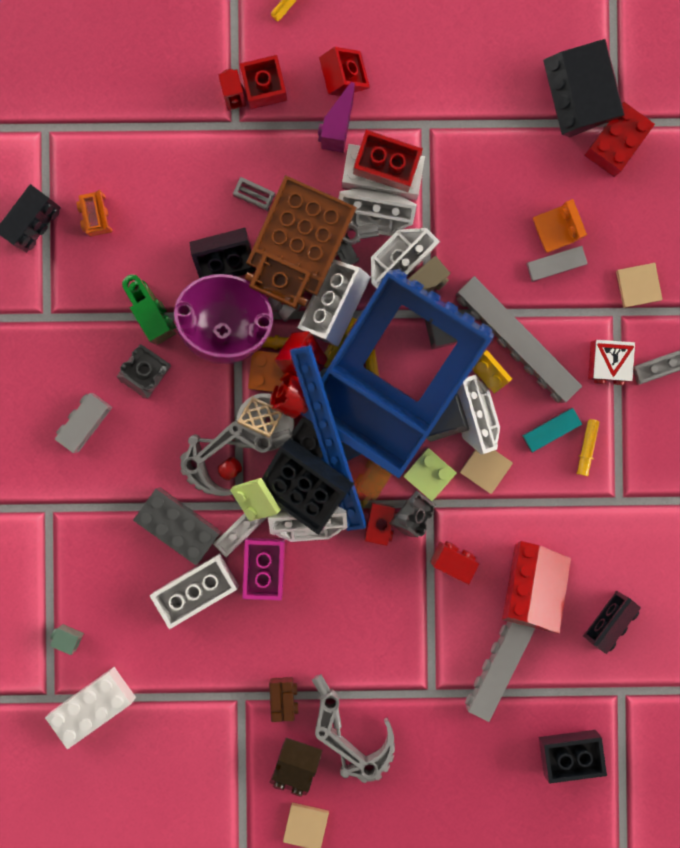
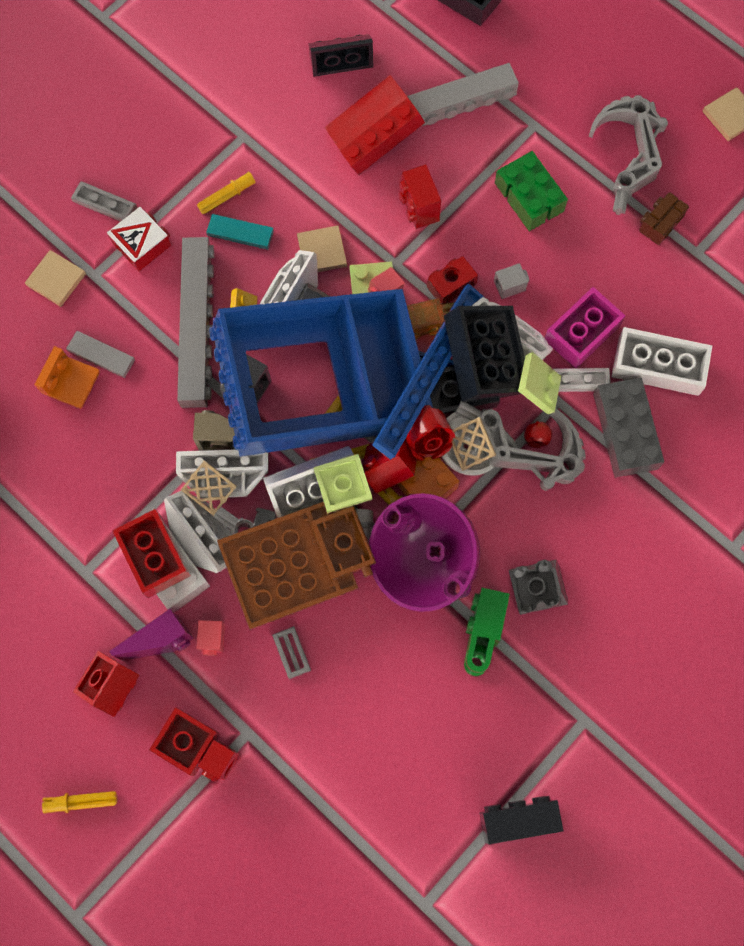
camera: 130 degrees left, 15 degrees down
(83, 422) = (635, 590): light grey brick -> none
(93, 213) = (453, 771): orange window -> none
(222, 254) = (372, 621): black slope -> none
(296, 767) = (699, 159): dark brown piece -> none
(309, 156) = (210, 637): none -> coral brick
(313, 313) = (342, 483): none -> yellowish green plate
(341, 559) = (511, 281): none -> light grey brick
(386, 638) = (530, 190): none -> green piece
(397, 226) = (223, 499): none -> tan window
(413, 515) = (418, 260): dark grey slope -> none
(416, 476) = (386, 281): none -> coral brick

